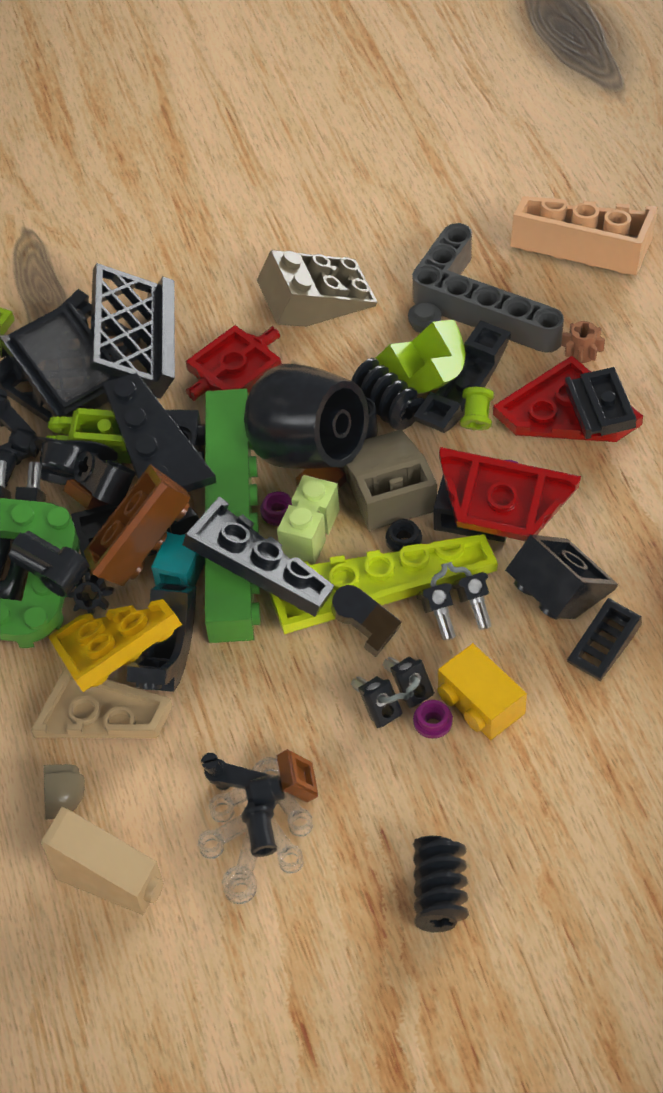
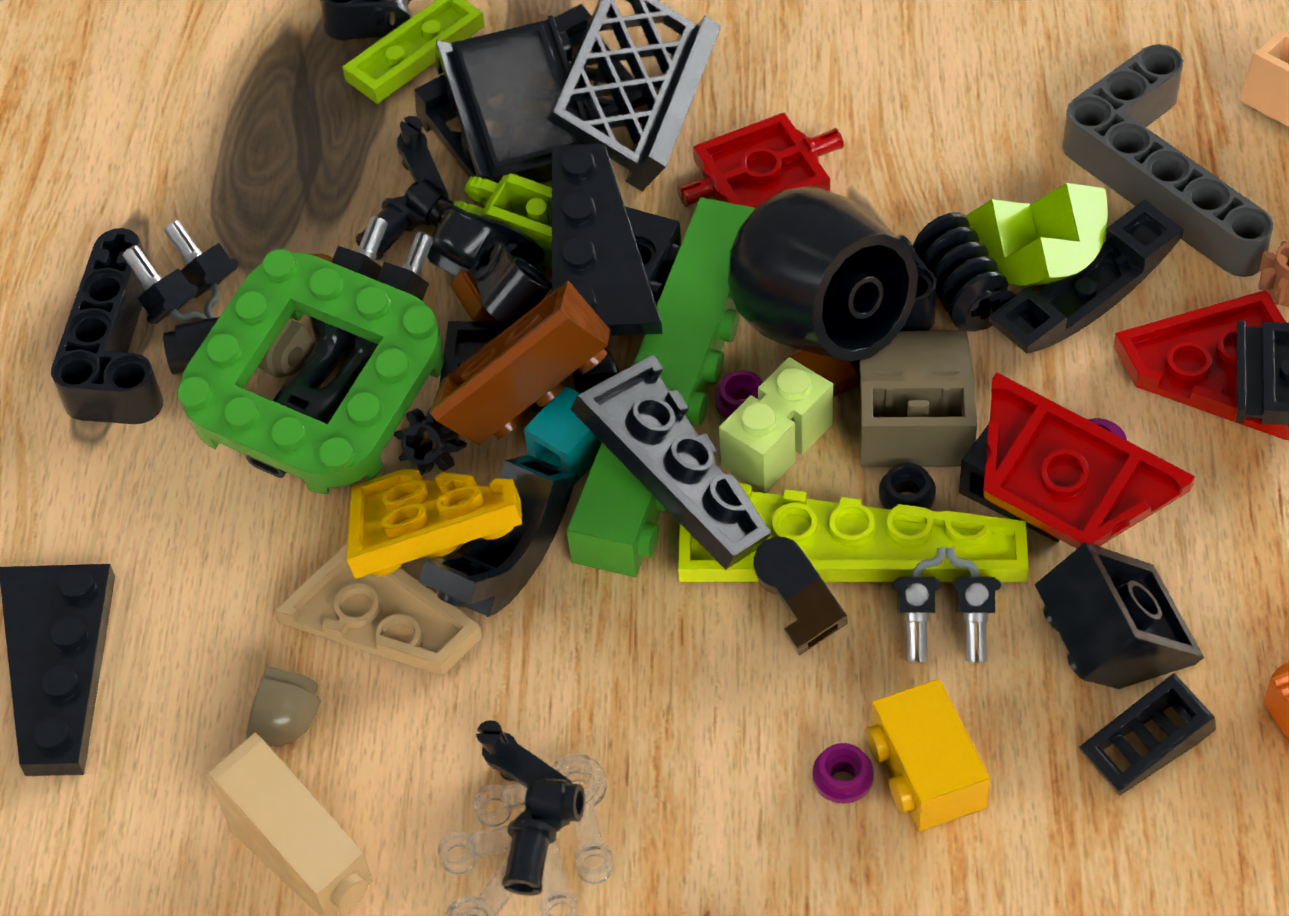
camera: 20 degrees right, 0 degrees up
(55, 567) = (382, 389): black piece -> none
(297, 775) = (612, 793): dark orange tile -> none
(312, 287) = (920, 87): dark tan slope -> none
(379, 694) = (774, 710): black piece -> none
(423, 315) = (1067, 168): dark grey plate -> none
(477, 408) = (1089, 330): lime bush -> none

